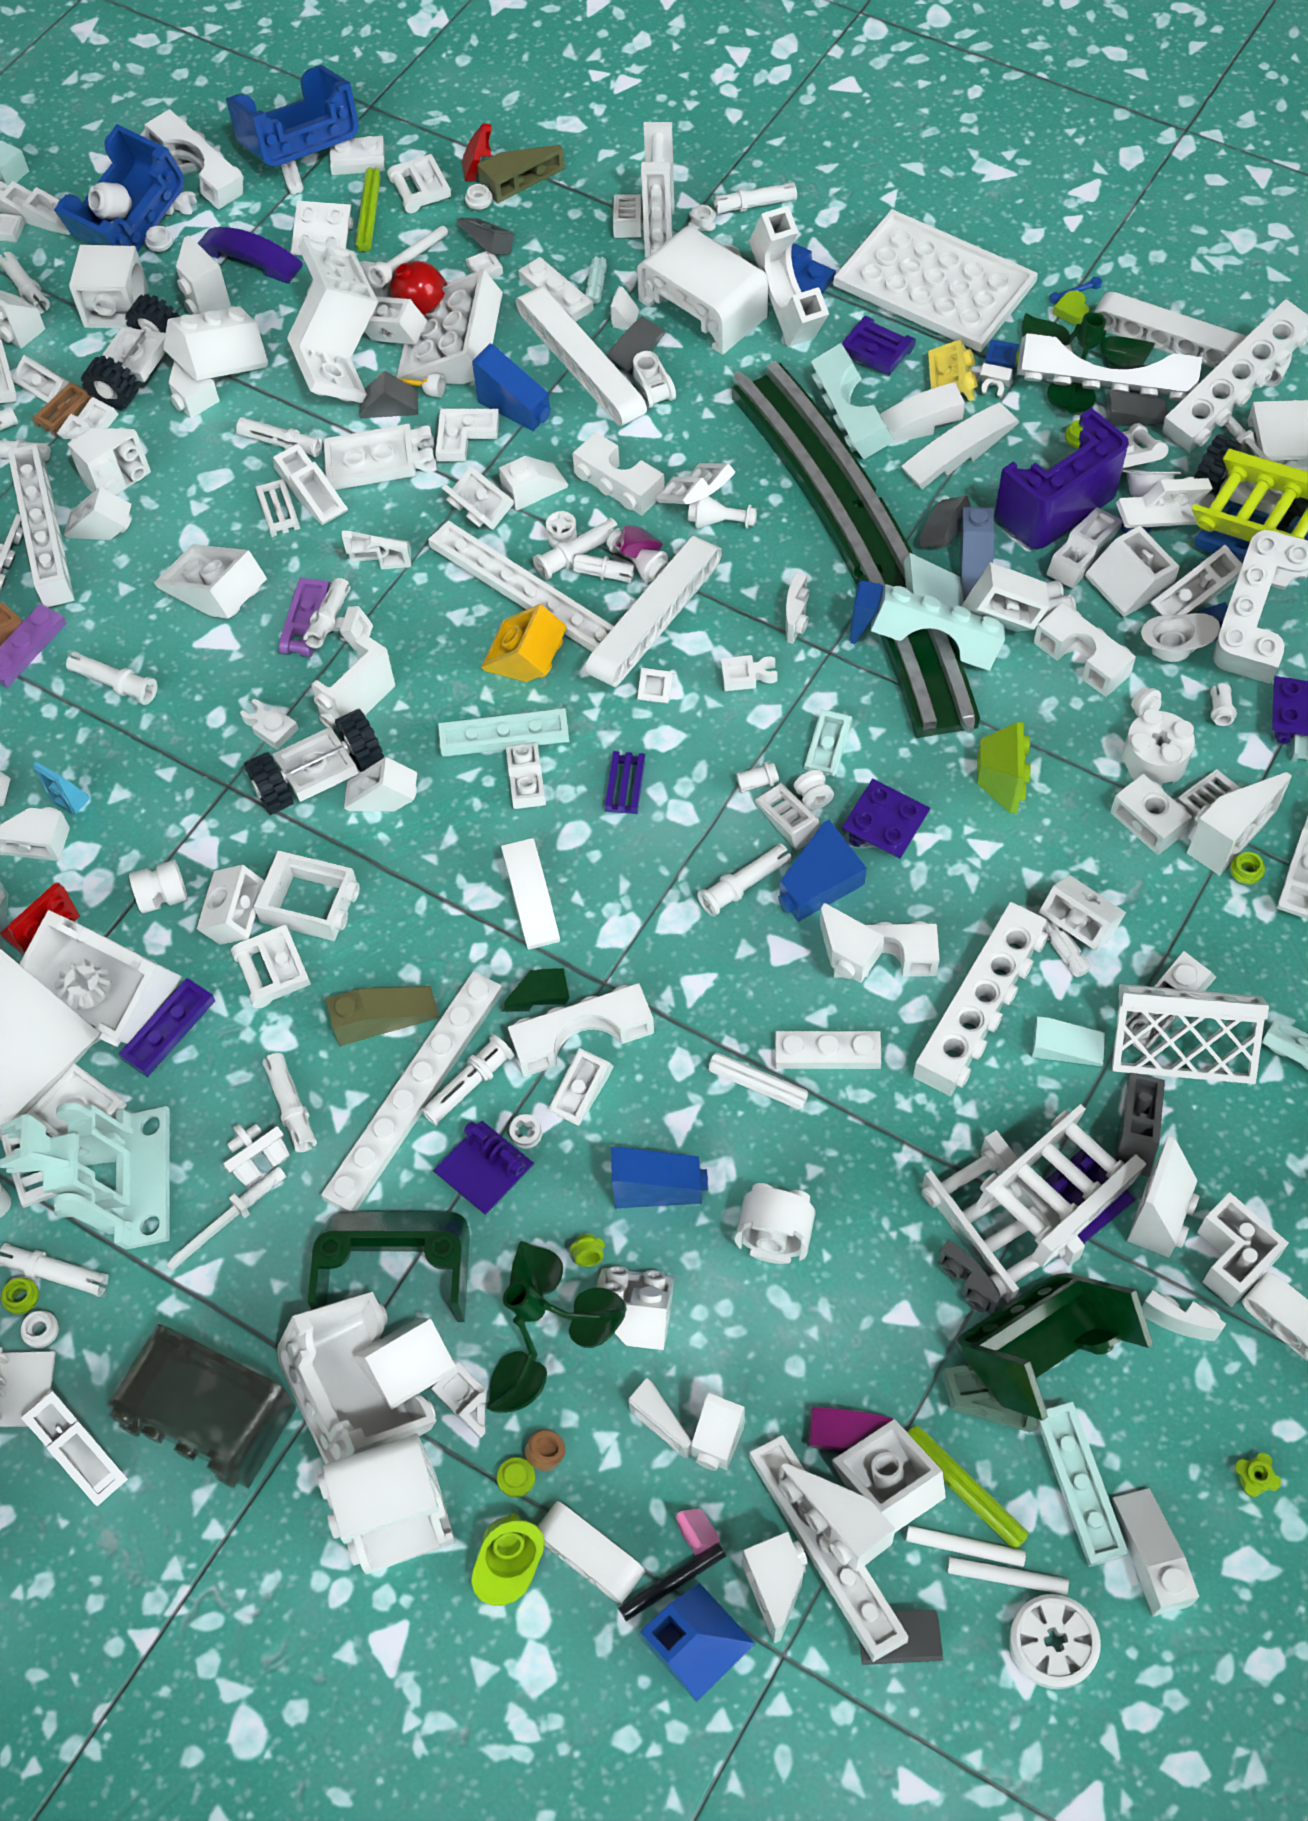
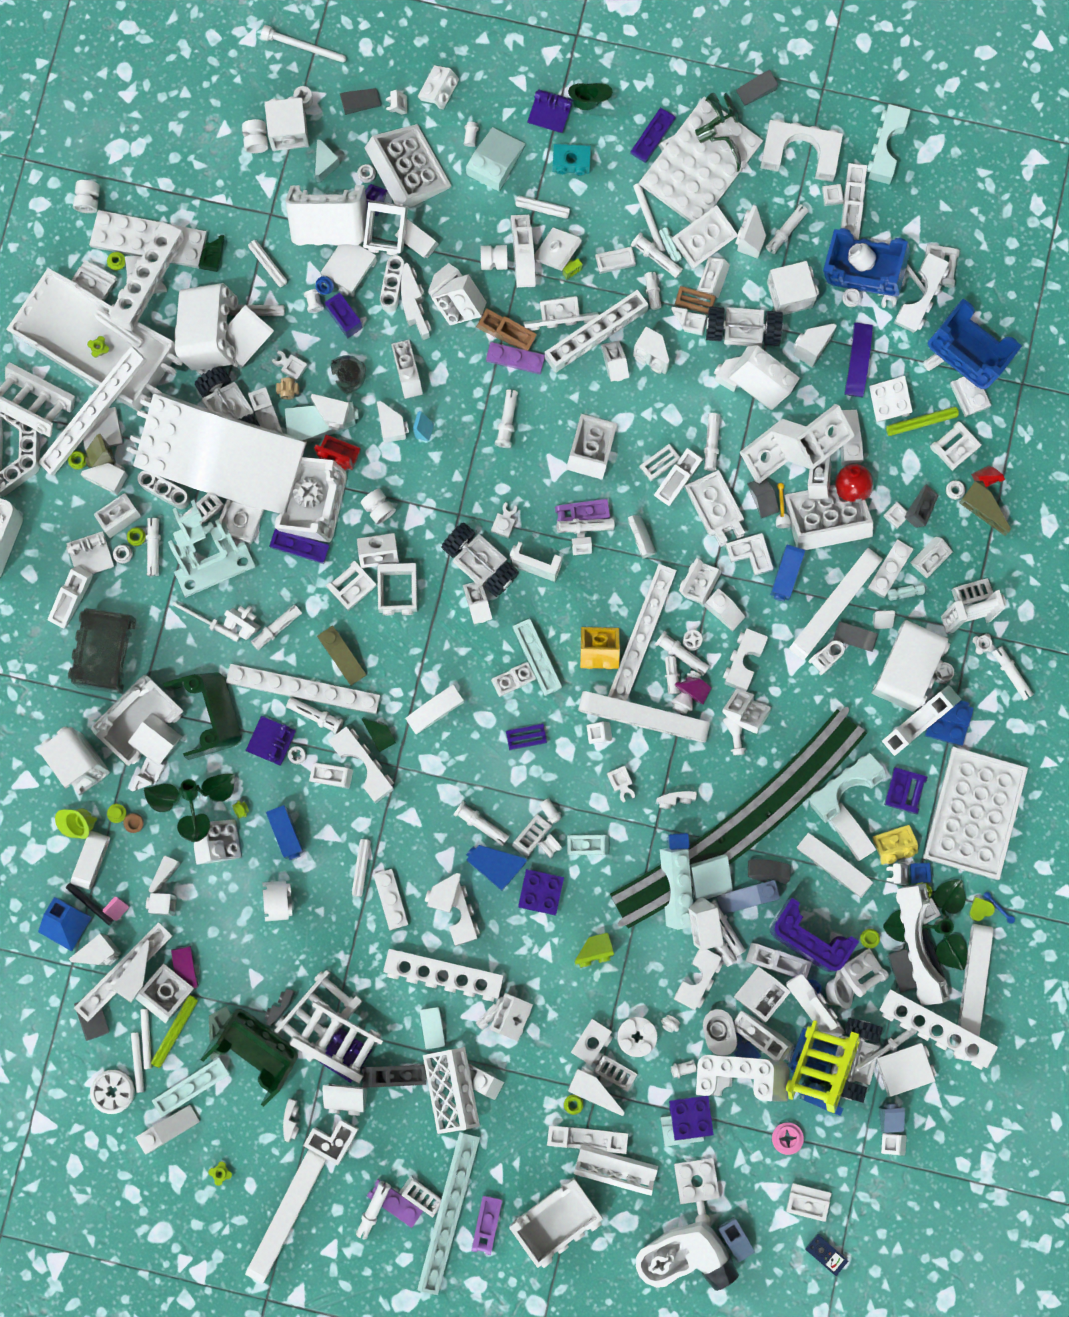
camera: 70 degrees right, 20 degrees up
(381, 272) = (847, 458): white piece -> none
(557, 244) = (931, 556): none -> white slope

